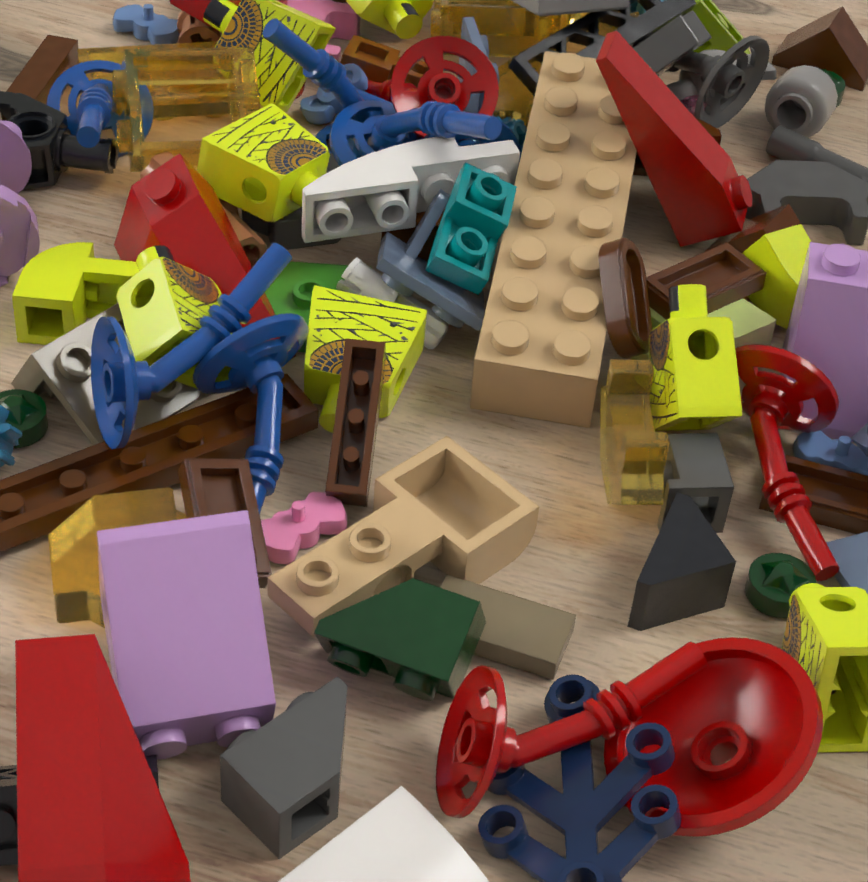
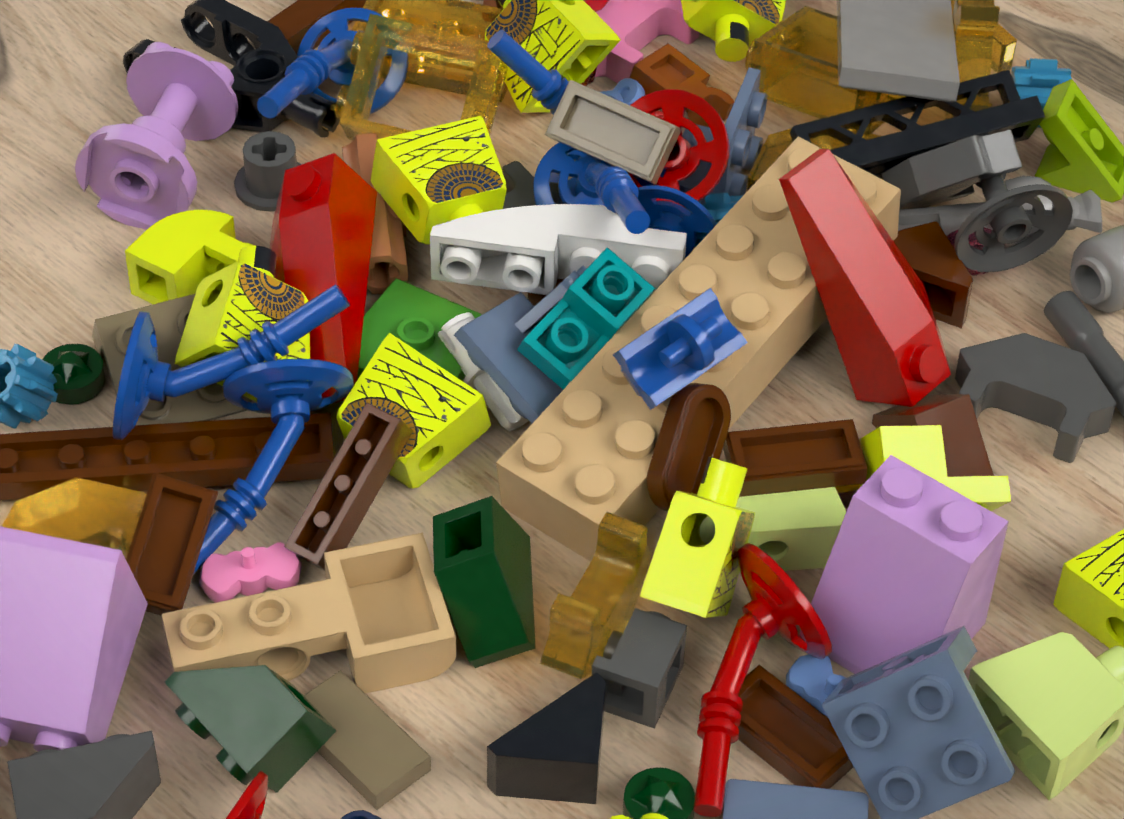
camera: 30 degrees right, 5 degrees up
(84, 210) = (265, 162): none -> dark grey piece
(390, 82) = (613, 132): none -> tile
(525, 455) = (485, 579): none -> dark green slope
(589, 217) = (679, 349): none -> blue hips

